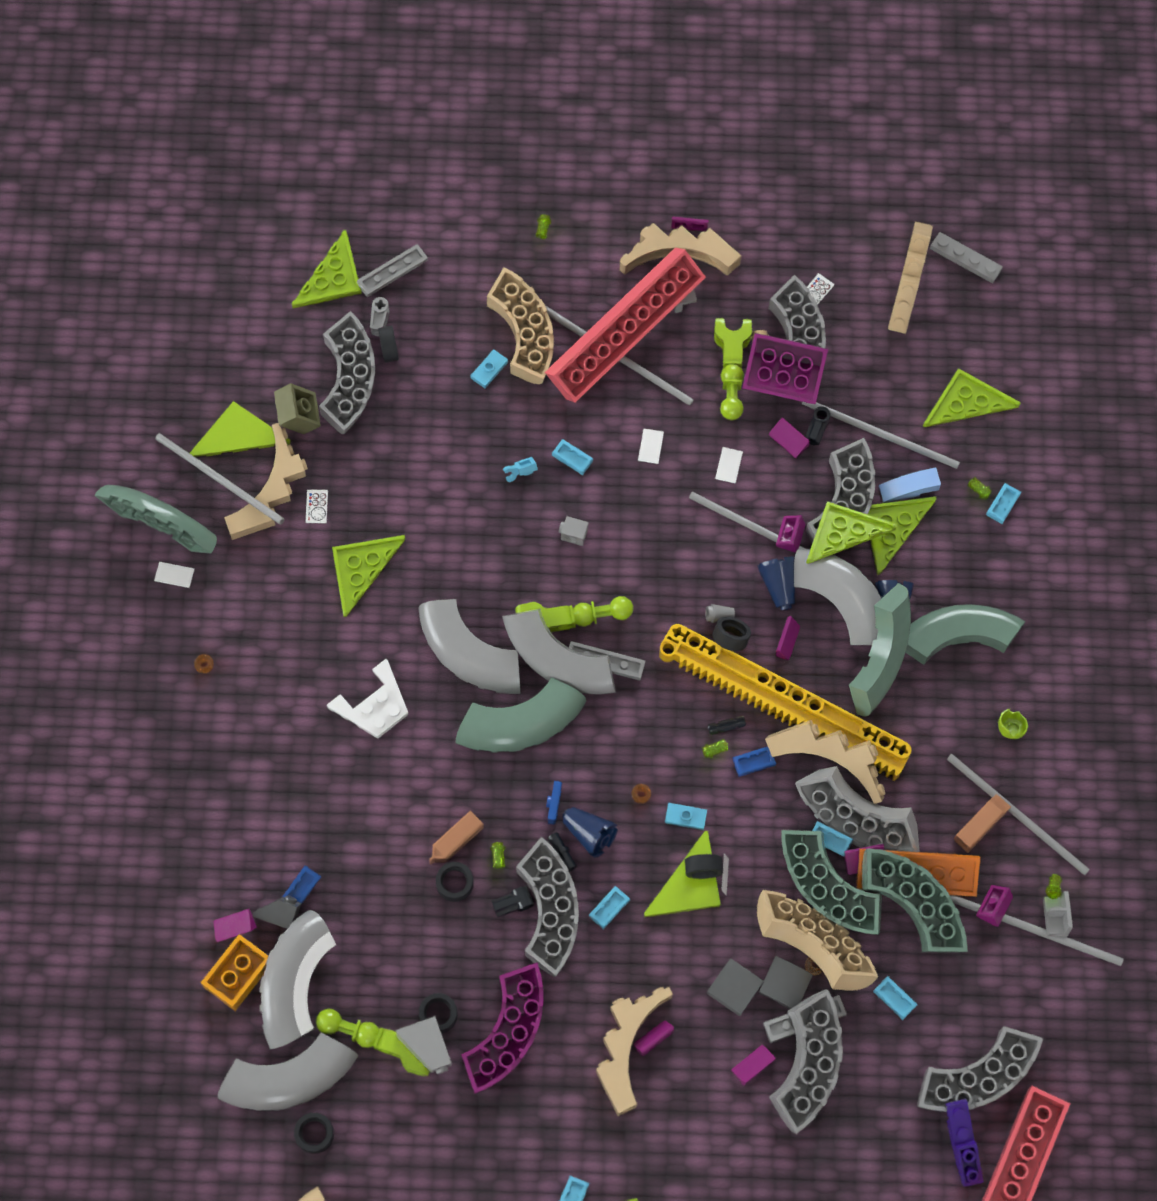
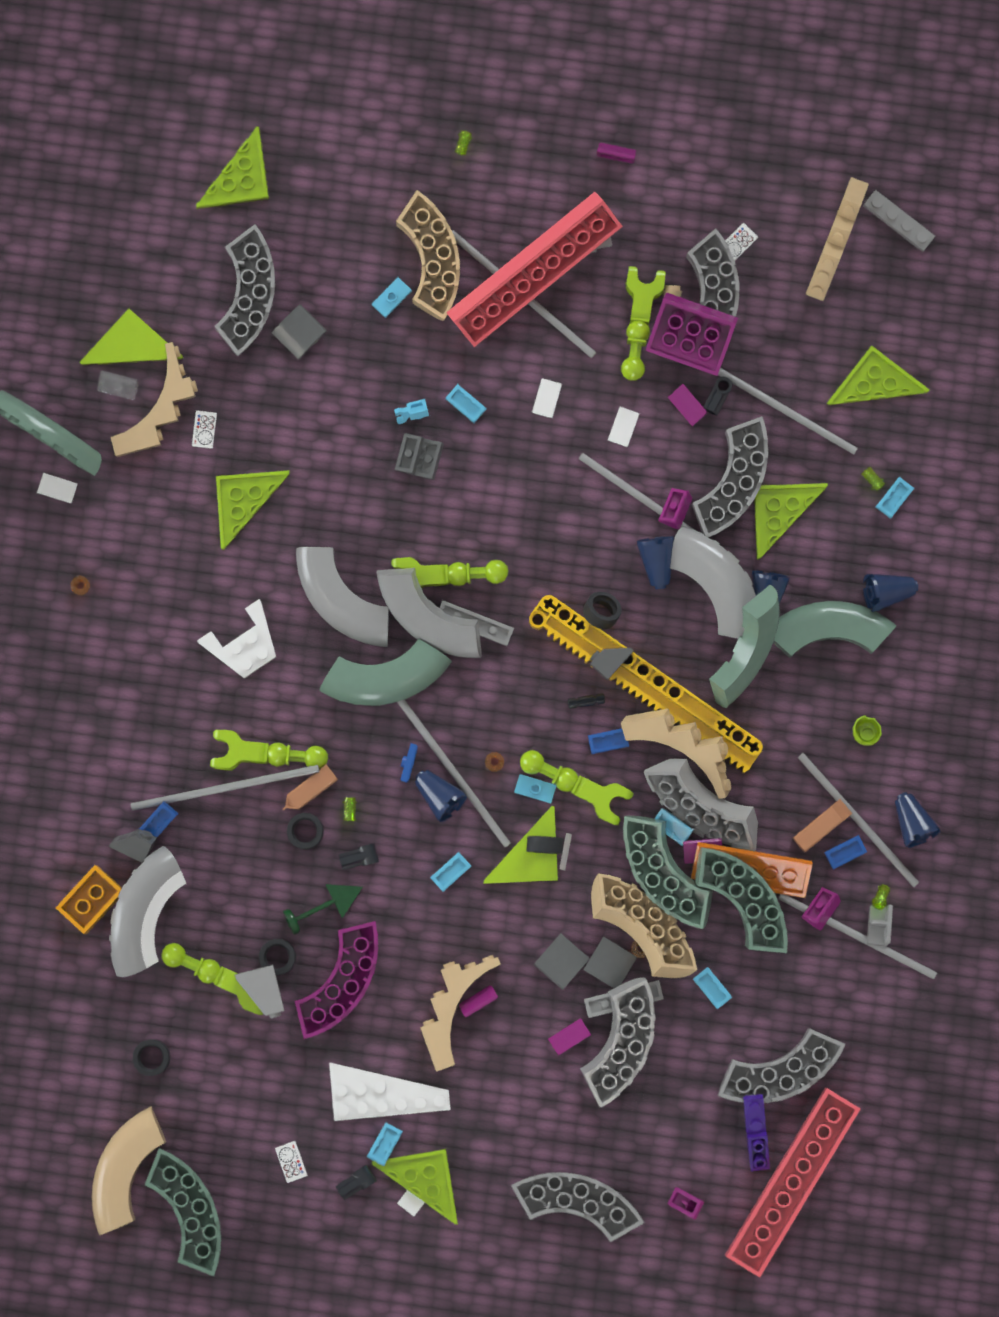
camera: 10 degrees right, 15 degrees up
(220, 479) = (108, 394): light grey piece -> none
(233, 471) = (117, 385): none -> clear slope
(233, 925) = (90, 853): magenta slope -> none
(288, 1082) = (132, 1008): light grey brick -> none
(297, 408) = (192, 327): olive brick -> none
(368, 845) = (225, 787): none -> light grey piece
(379, 317) = (284, 231): light grey piece -> none
(388, 344) = (290, 263): black tyre -> none
(392, 270) = (302, 178): light grey plate -> none
(398, 807) = (263, 753): none -> lime piece
(402, 406) = (299, 331): none -> dark grey slope
(499, 944) = (341, 895): none -> dark green piece
(532, 510) = (419, 456): none -> dark grey slope
(551, 1148) = (370, 1094): none -> white wing
(556, 907) = (399, 867): light grey brick -> none
(563, 851) = (411, 812): black pin -> none
(573, 530) = (458, 483): light grey brick -> none
(601, 809) = (454, 773): none -> light grey piece
(707, 248) = (603, 176): tan arch -> none
(714, 748) = (571, 724): clear neon green pin -> none
(715, 612) = (591, 585): light grey cone -> none
(732, 808) = (568, 780): none -> lime piece
(746, 678) = (609, 660): none -> dark grey slope
(788, 639) = (658, 619): magenta slope -> none
(843, 529) = (726, 515): lime tile -> none
(910, 485) = (802, 470): light blue slope -> none
(1010, 588) = (887, 590): none -> dark blue cone
(1010, 846) = (845, 852): none -> blue plate
(1076, 807) = (914, 821): none -> dark blue cone

